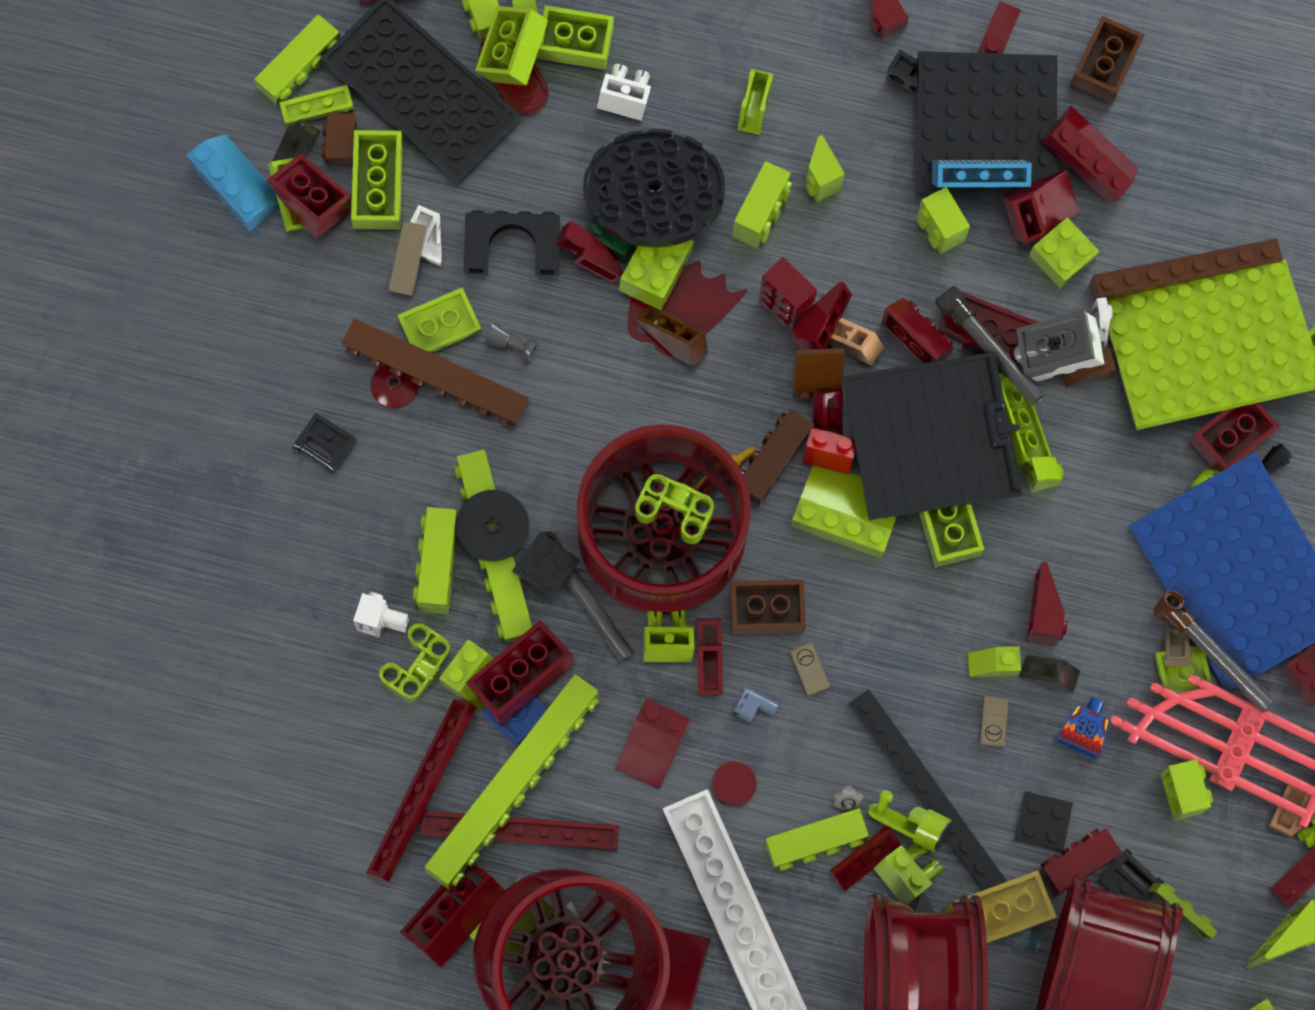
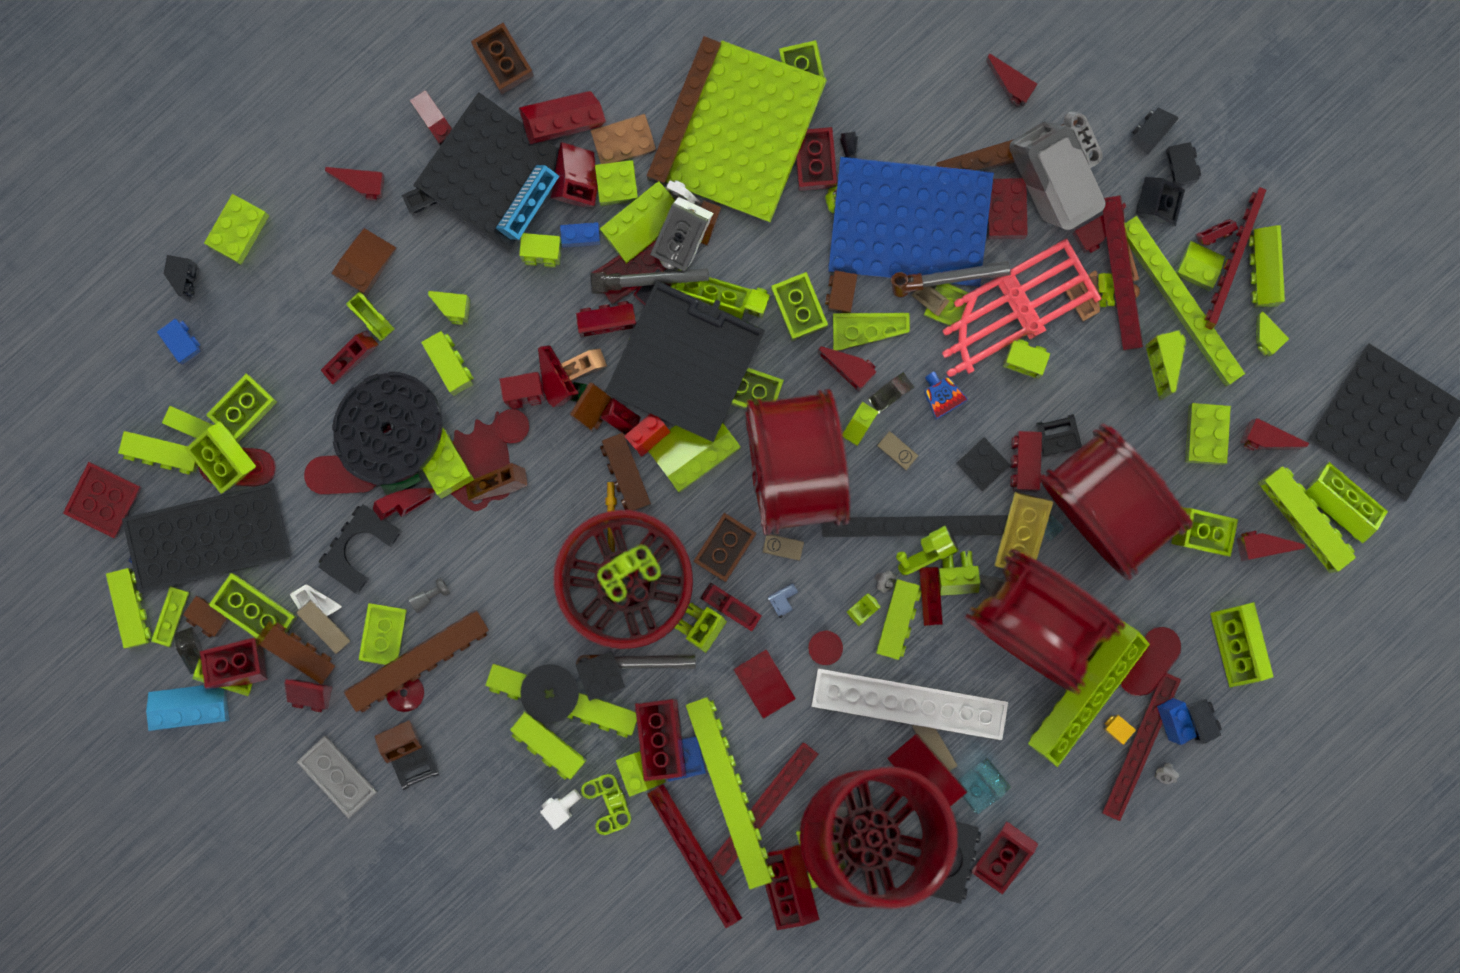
camera: 50 degrees left, 10 degrees up
(261, 373) = (337, 777): none -> light grey tile
(328, 286) = (309, 694): none -> dark red slope
(339, 408) = (398, 741): none -> reddish brown brick
(363, 245) = (296, 653): none -> reddish brown brick
(564, 167) = (328, 476): none -> dark red tile
(624, 95) = (306, 403): white brick -> none
(702, 108) = (349, 356): none -> dark red slope
(712, 969) = (936, 744): none -> dark tan tile
(742, 311) = (512, 426): none -> dark red piece
(802, 795) = (863, 609): none -> lime bracket
(805, 60) = (364, 261): none -> reddish brown slope
(909, 610) = (798, 461): none -> dark red wheel
(985, 251) = (580, 235): none -> blue brick
(1032, 297) = (638, 222): none -> lime slope
(1071, 518) = (799, 306): none -> lime brick
(1096, 601) = (864, 328): none -> lime wing
(1113, 232) = (623, 140): none -> medium nougat plate
(1117, 553) = (842, 292): none -> reddish brown brick
(1200, 924) = (1100, 415): lime plate -> none

